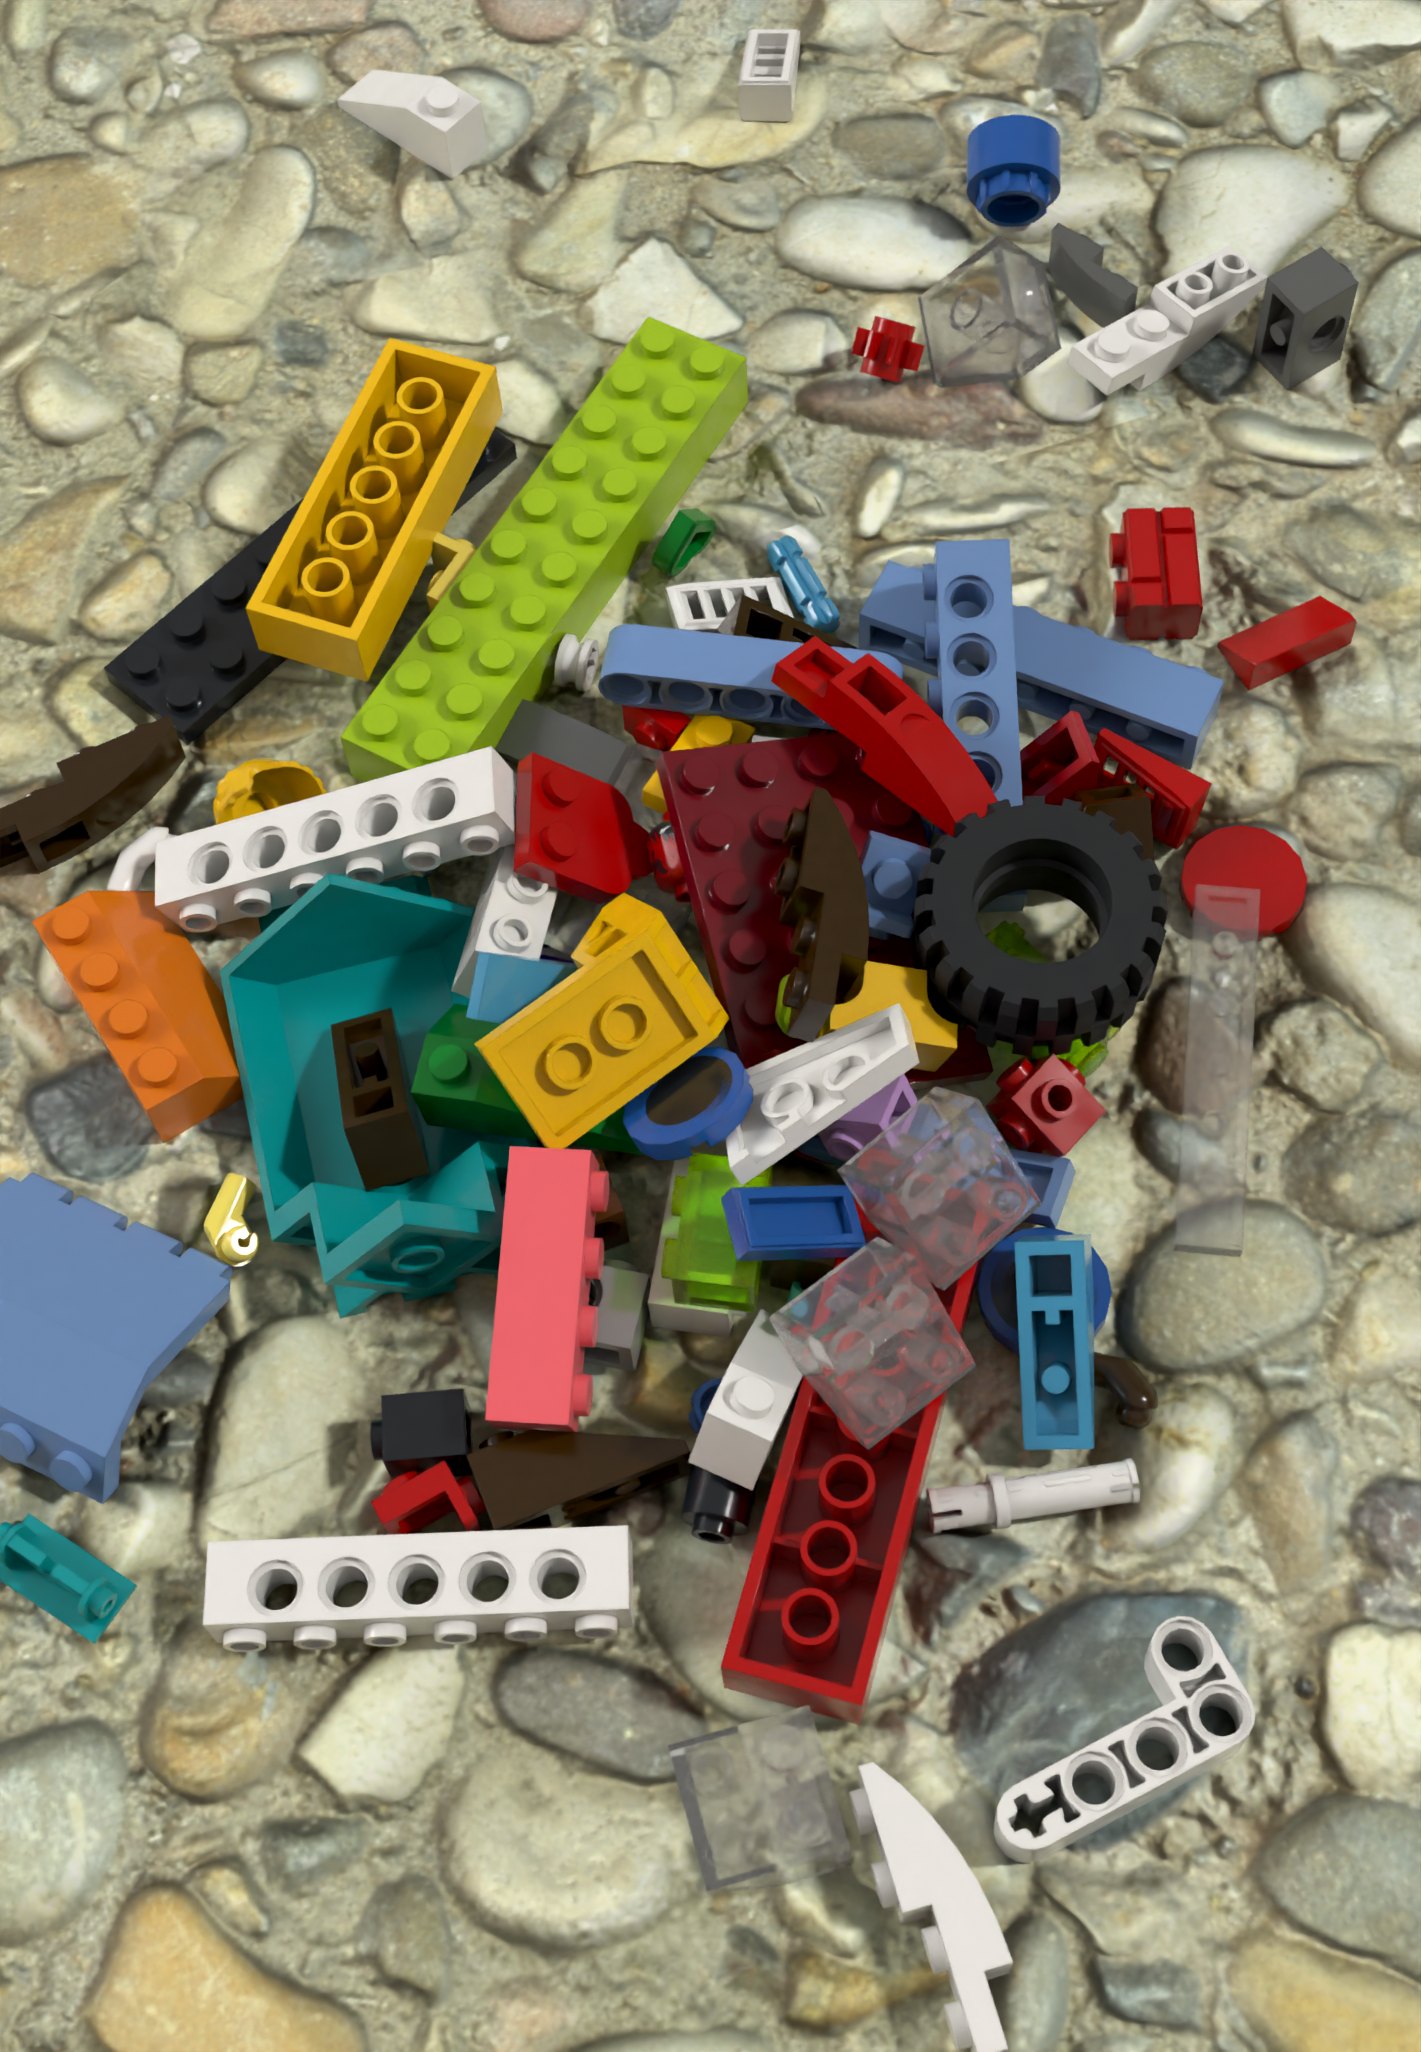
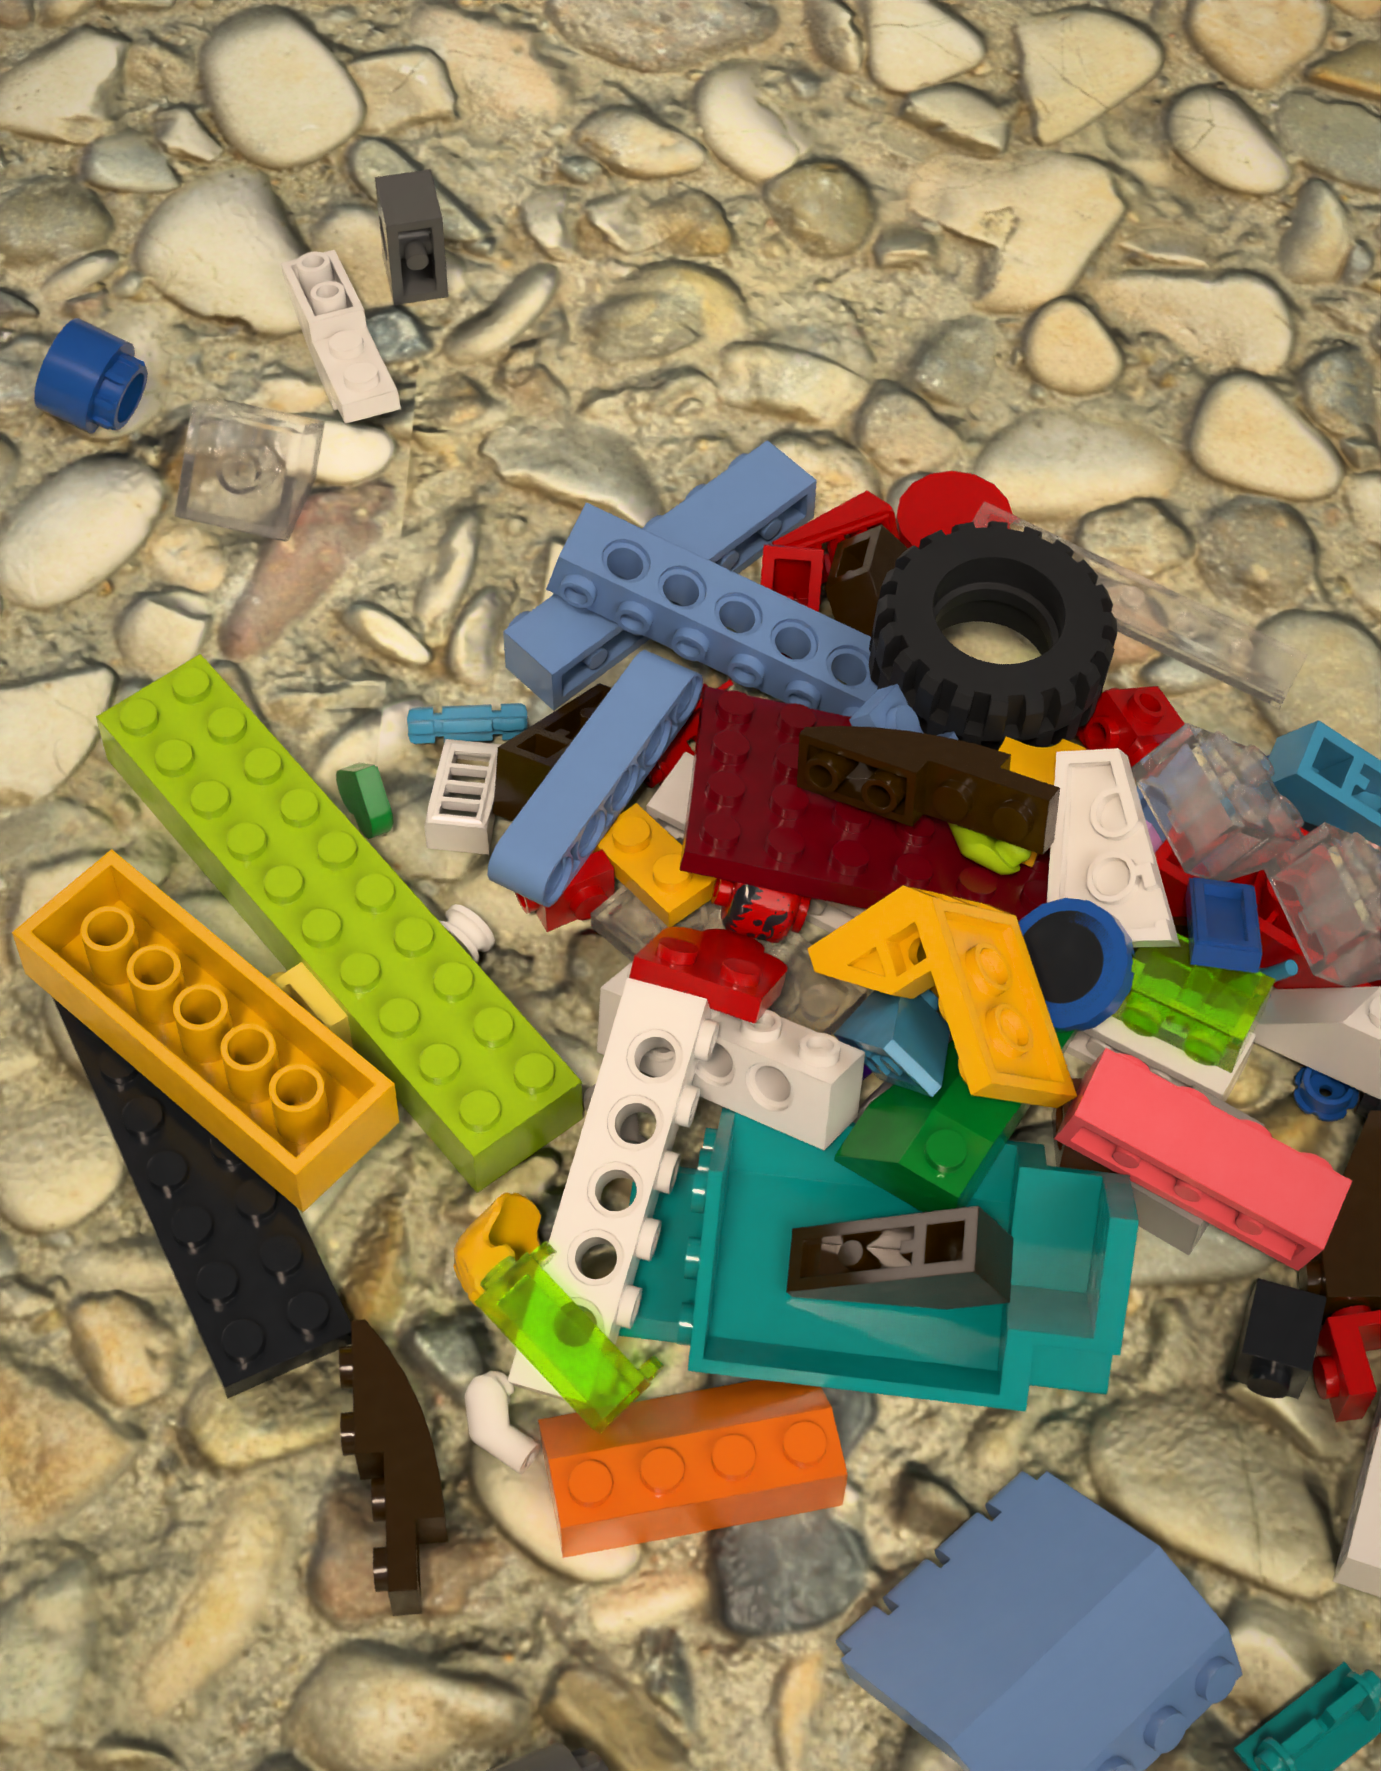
camera: 75 degrees left, 5 degrees down
(177, 851) = (562, 1339): none -> clear neon green brick
(226, 1224) = (974, 1463): light yellow arm -> none
(563, 741) = (565, 976): dark grey slope -> none
(887, 349) = (238, 552): red gear -> none
(903, 737) = (736, 663): red slope -> none
(1078, 271) = (255, 380): dark grey slope -> none
(1158, 573) = (611, 451): red brick -> none
(1288, 641) = (722, 395): red slope -> none

